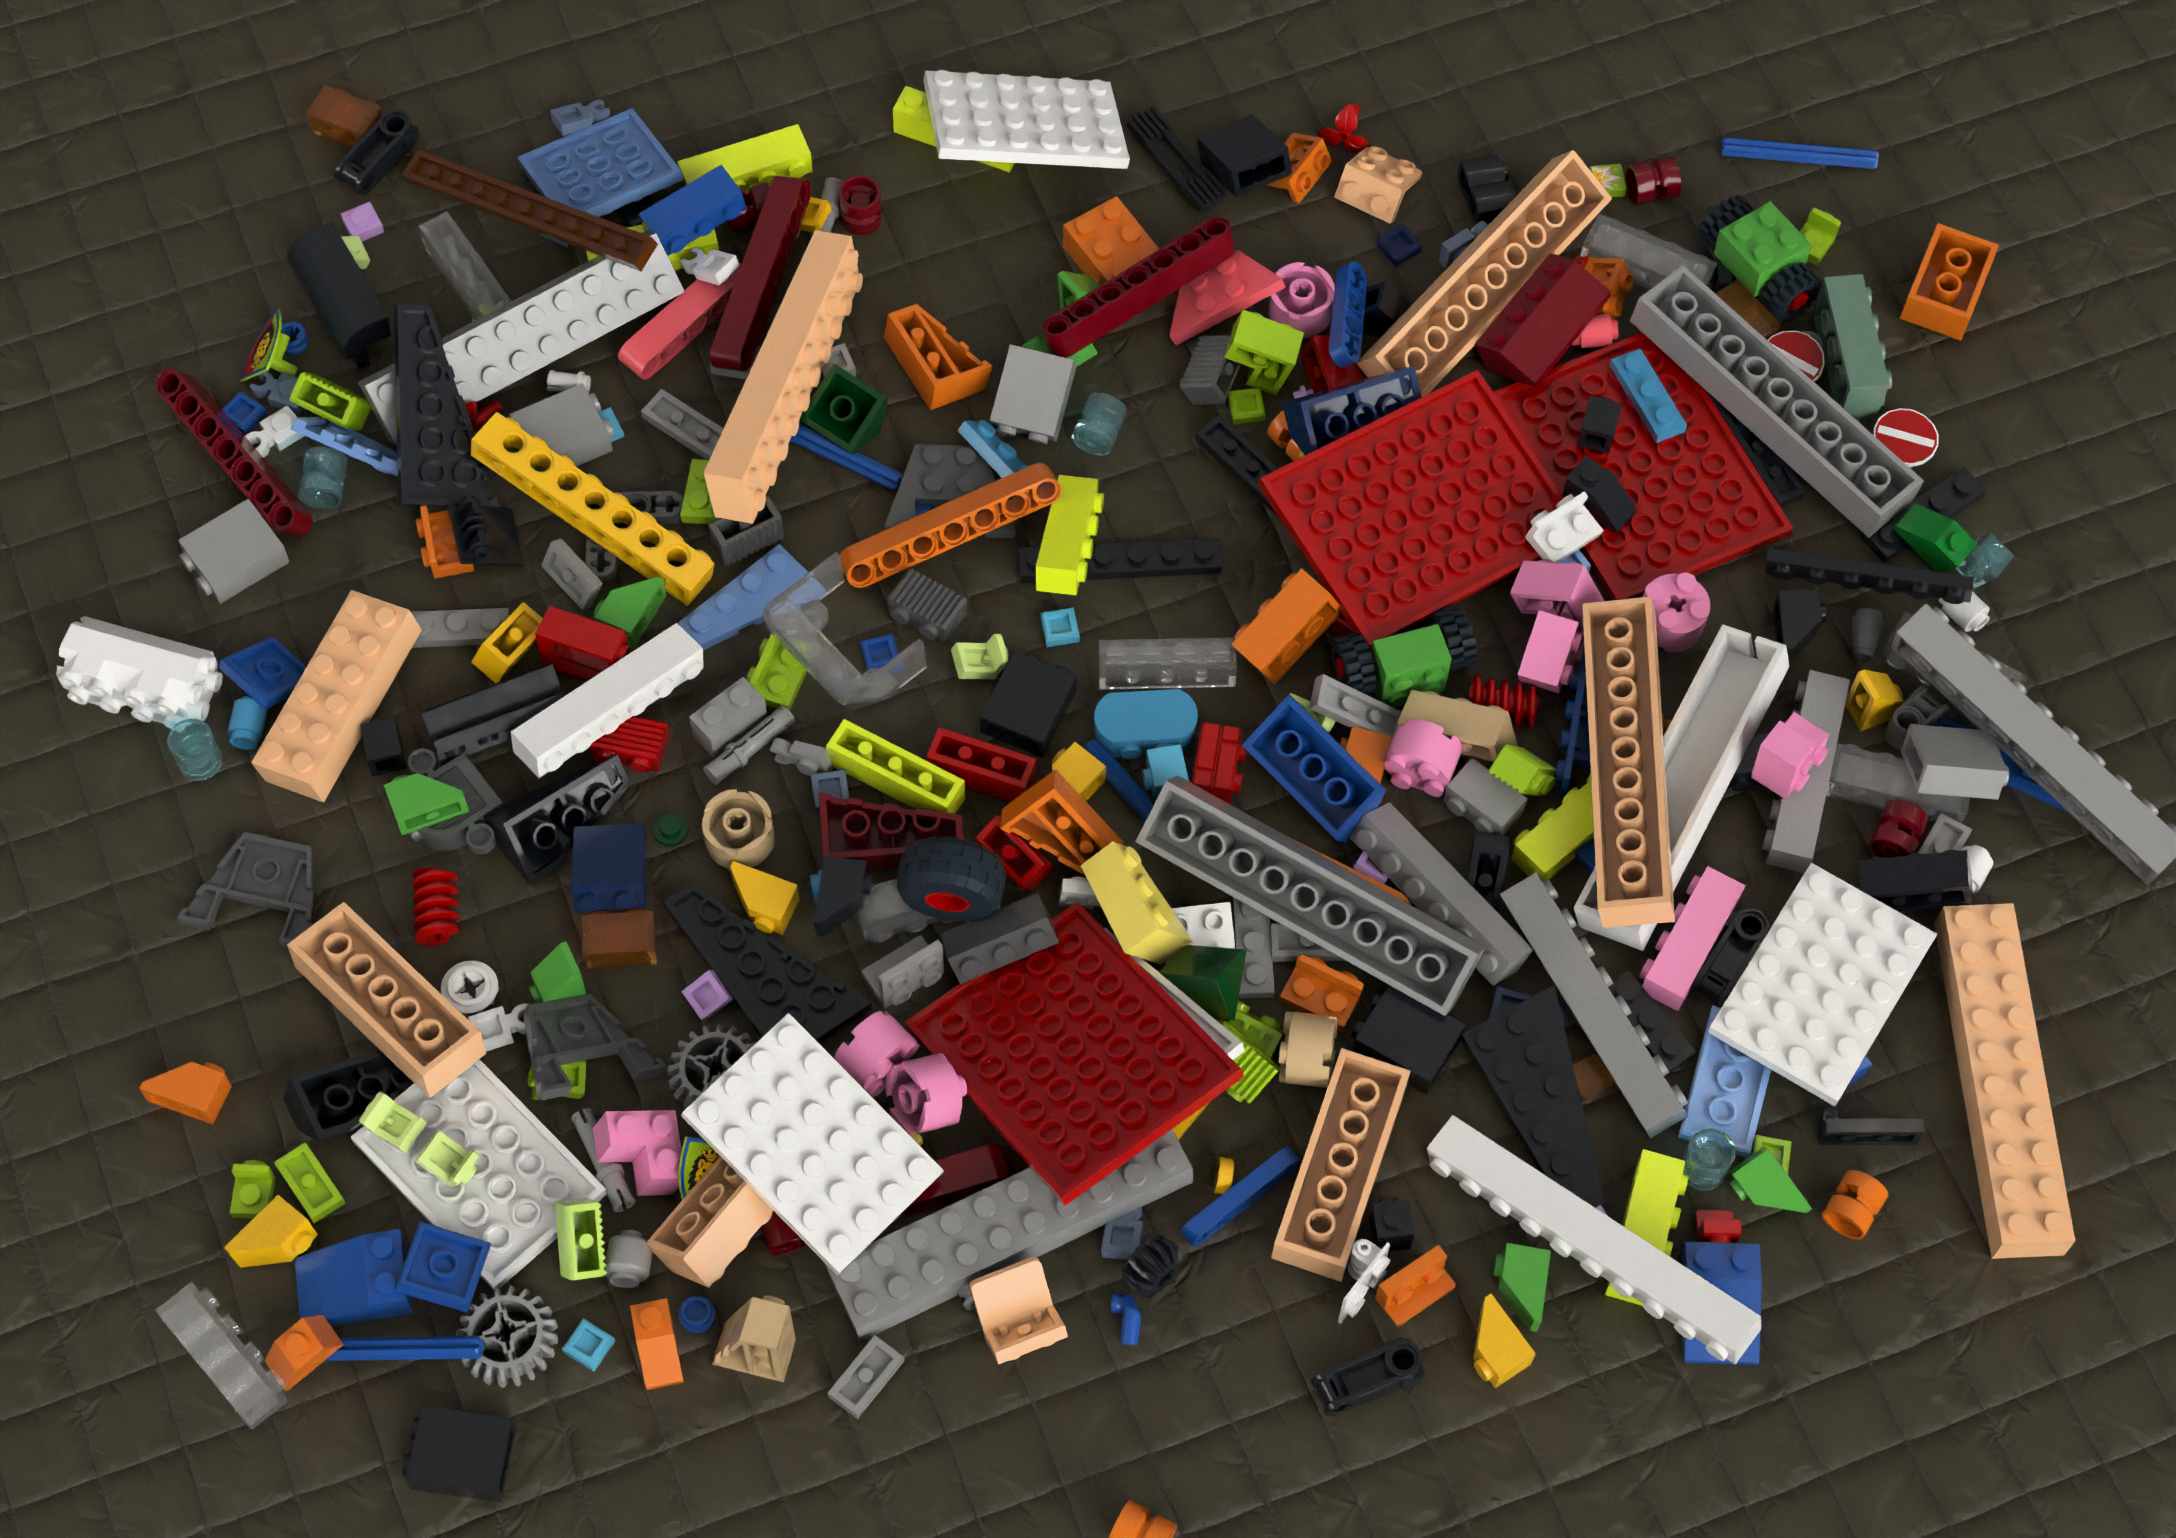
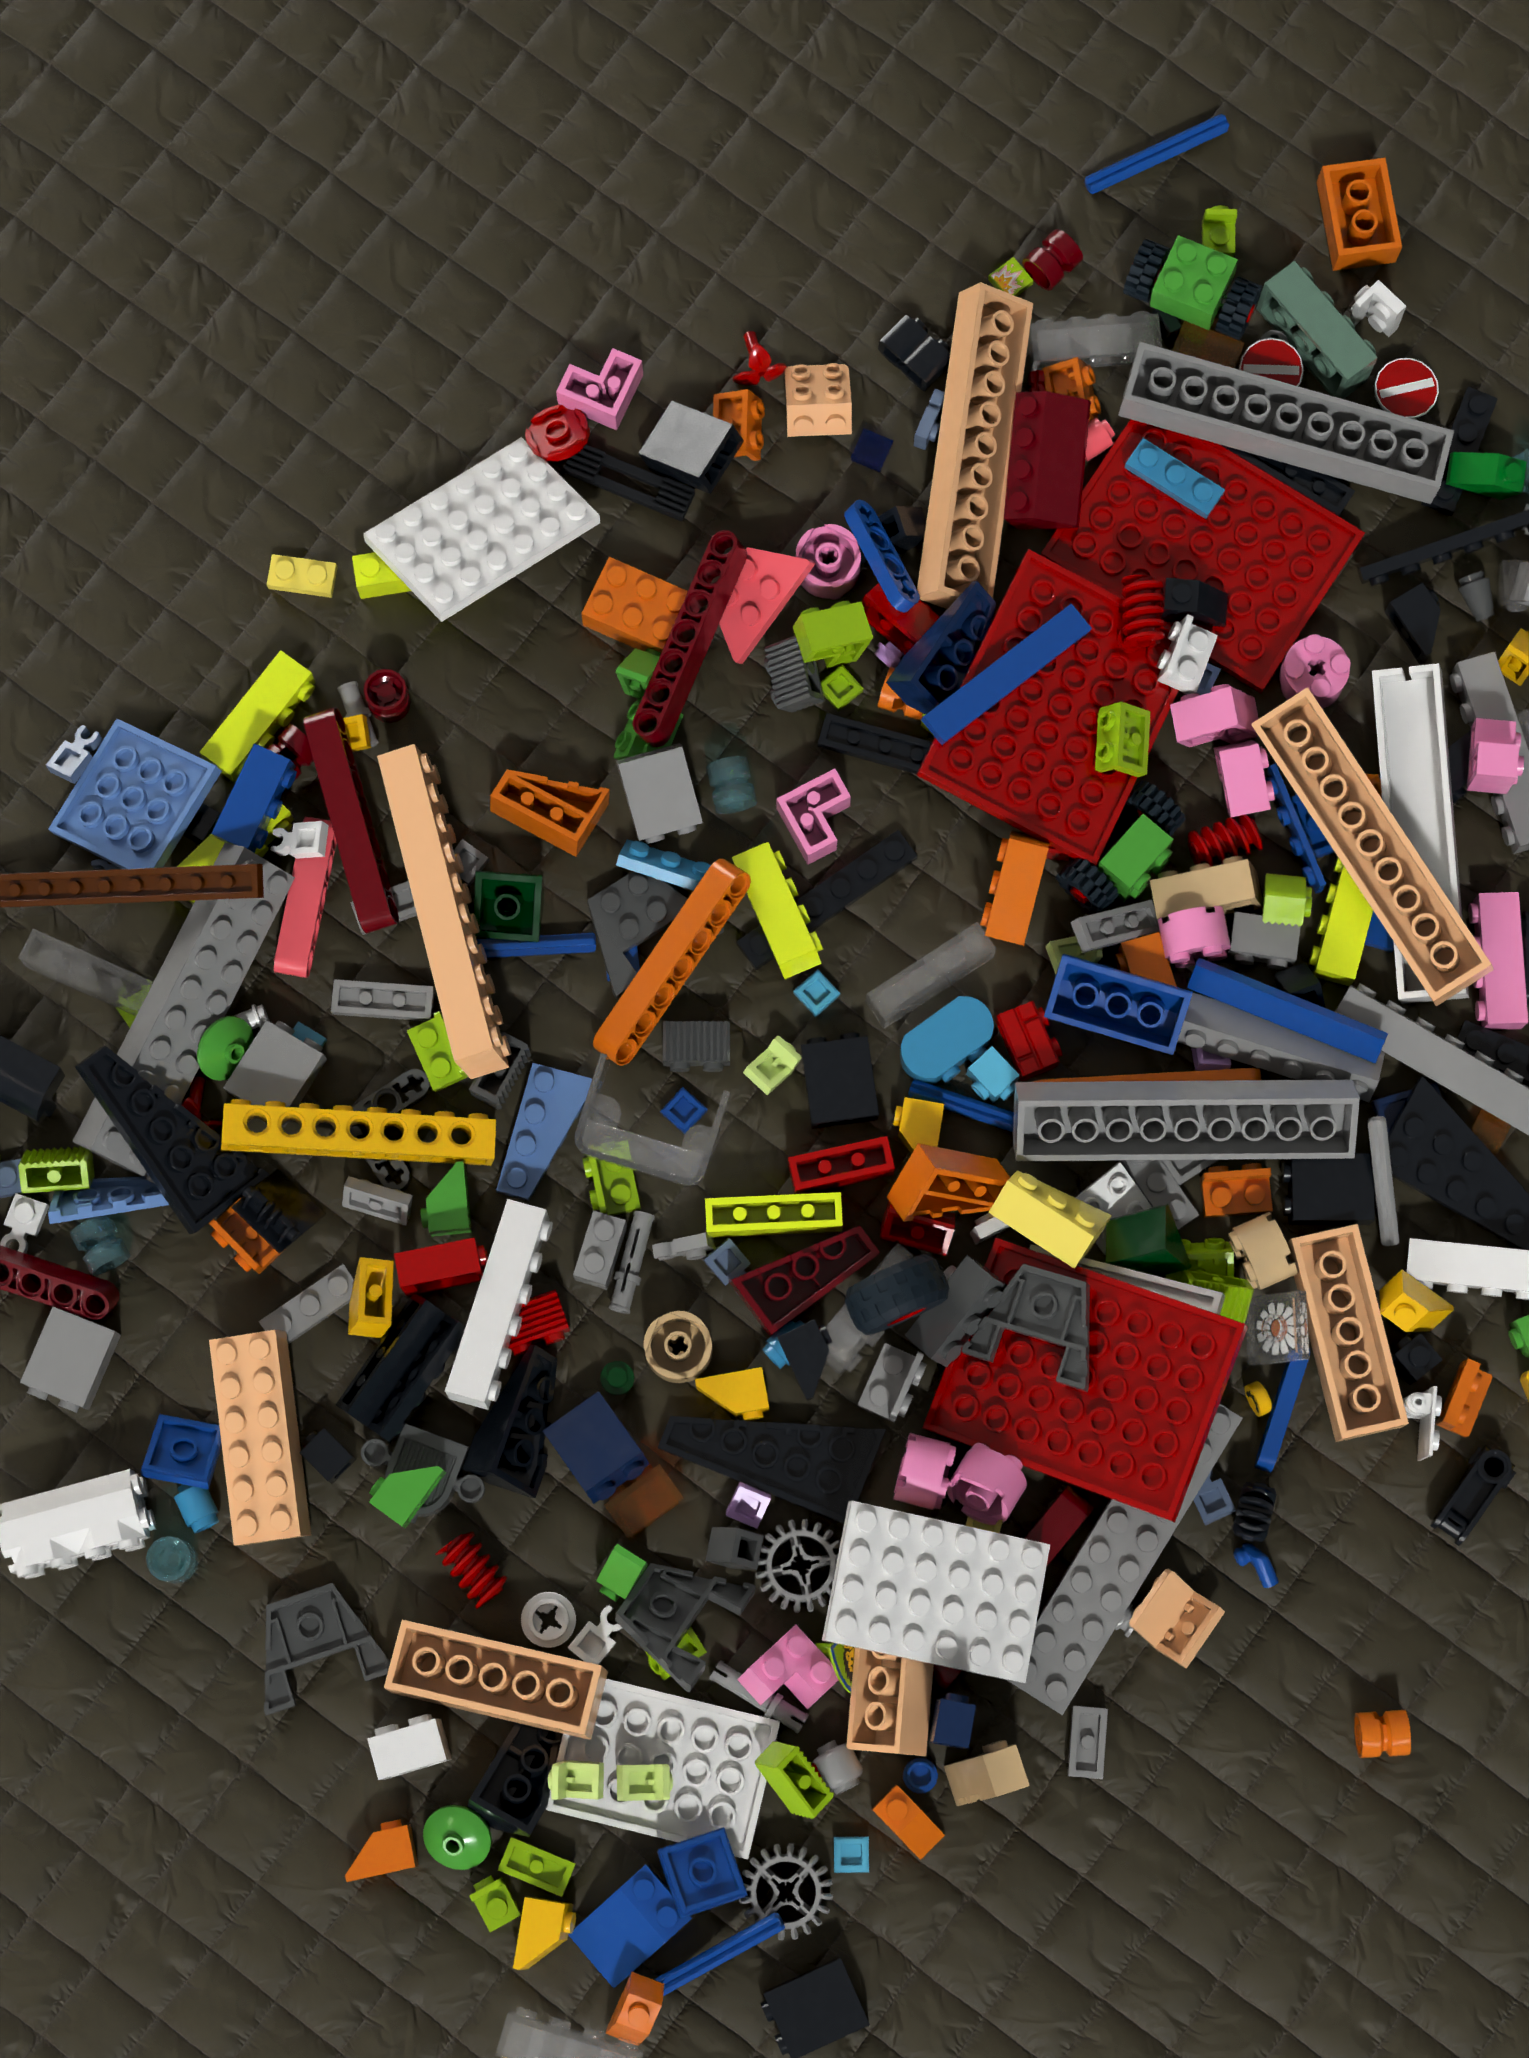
camera: 30 degrees left, 15 degrees up
(271, 1117) = (462, 1826): none -> bright green dish
(273, 1012) = (409, 1748): none -> white brick
(530, 374) = (223, 1047): none -> bright green dish
(668, 1019) = (734, 1548): none -> dark grey brick
(747, 1260) = (952, 1721): none -> dark blue brick
(858, 89) = (302, 575): none -> light yellow plate
(1075, 971) = (1044, 1308): none -> dark grey wing
(1141, 92) = (557, 433): none -> red tile
(1154, 475) = (806, 813): none -> bright pink brick
(1200, 83) = (602, 396): none -> bright pink brick
(1279, 1122) = (1277, 1328): none -> clear tile
(1390, 448) = (1006, 674): none -> blue tile
(1419, 1176) = (1412, 1304): none -> yellow slope
(1459, 1052) = (1383, 1181): none -> light grey axle
(1461, 558) = (1123, 739): none -> lime bracket
(1465, 860) = (1287, 1010): none -> blue tile
(1545, 469) = (1141, 611): none -> red piece
(1599, 424) = (1153, 533): black brick -> none
(1918, 355) = (1380, 306): none -> white bracket

